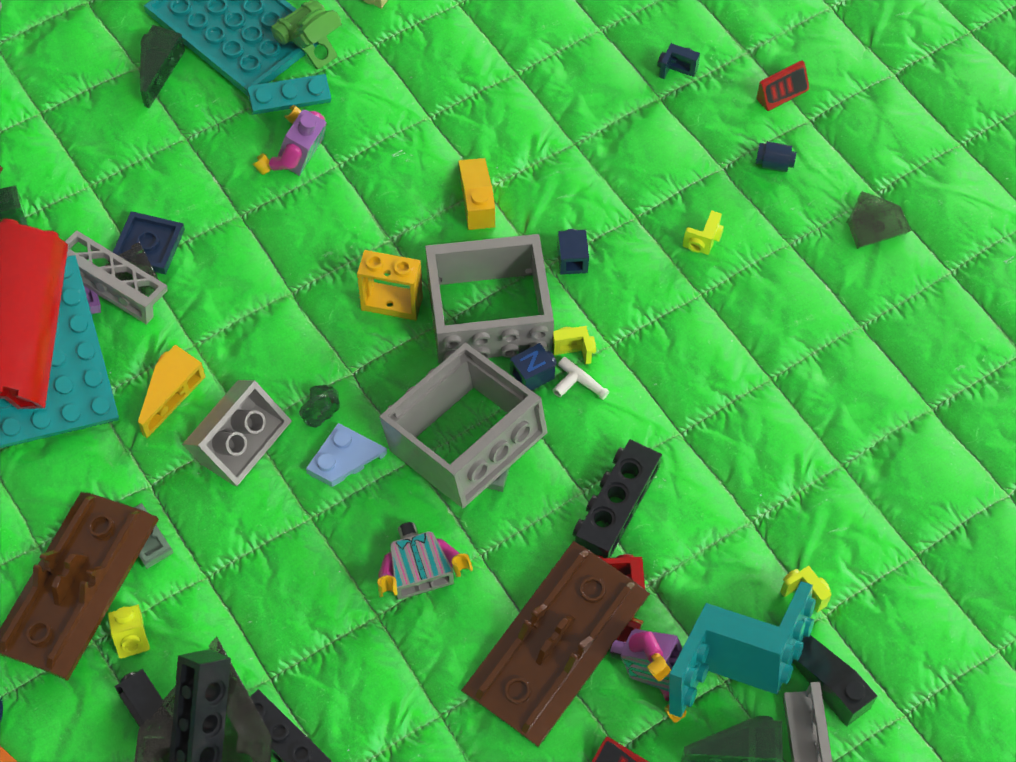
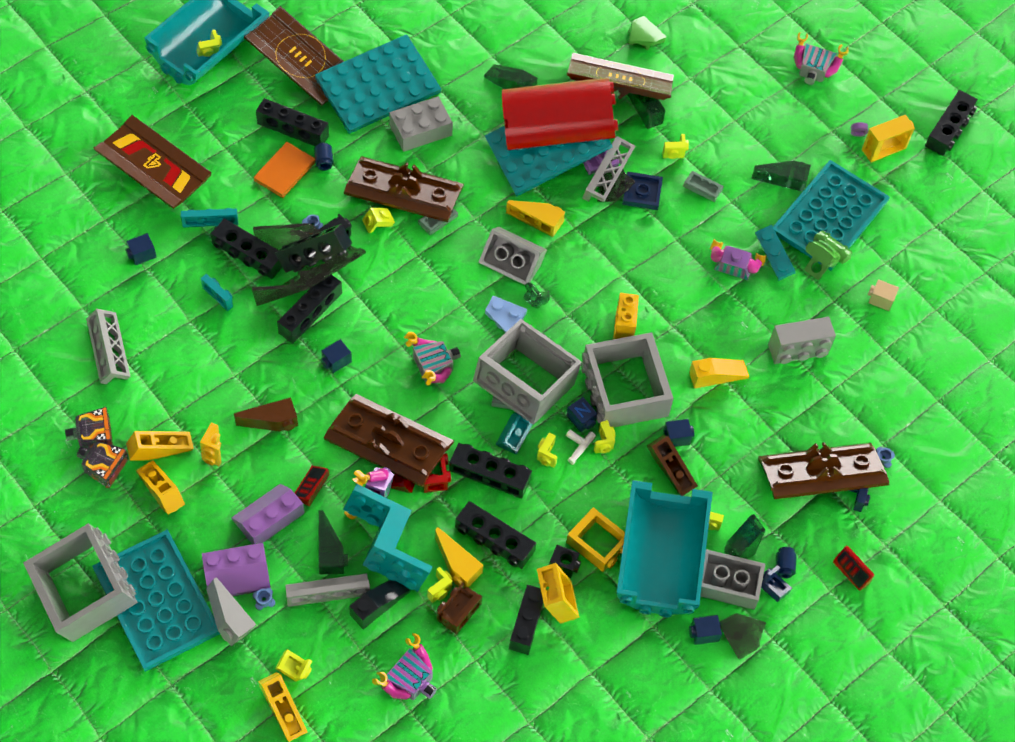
camera: 80 degrees right, 0 degrees up
(82, 186) = (676, 149): none -> neon yellow bracket
(113, 731) = (313, 219): none -> medium blue plate
(155, 164) = (703, 186): none -> sand green plate
(393, 714) = (336, 356): none -> dark blue brick
(445, 80) = (801, 340): none -> light grey brick
(551, 466) = (514, 433): none -> teal slope
(588, 423) = (545, 447): none -> neon yellow bracket
(620, 265) = (672, 464): none -> reddish brown slope
(622, 28) = (888, 454): none -> medium blue plate
(643, 92) = (824, 470): none -> reddish brown hinge
(718, 389) = (588, 552): none -> yellow window
(748, 468) = (473, 514): none -> black brick
(755, 187) = (746, 539): none -> clear green slope
(767, 560) = (460, 563): none -> yellow slope
(768, 277) = (664, 550): none -> teal cylinder
(768, 428) = (562, 553): none -> black brick
(804, 219) = (732, 579): none -> light grey brick
(808, 173) = (774, 585): none -> dark blue bracket
(835, 422) = (560, 596): none -> yellow window
(843, 564) = (458, 608): none -> reddish brown hinge
(873, 259) = (705, 629): none -> dark blue brick
(883, 477) = (527, 620): none -> black arch
(951, 641) = (410, 674): none -> torso

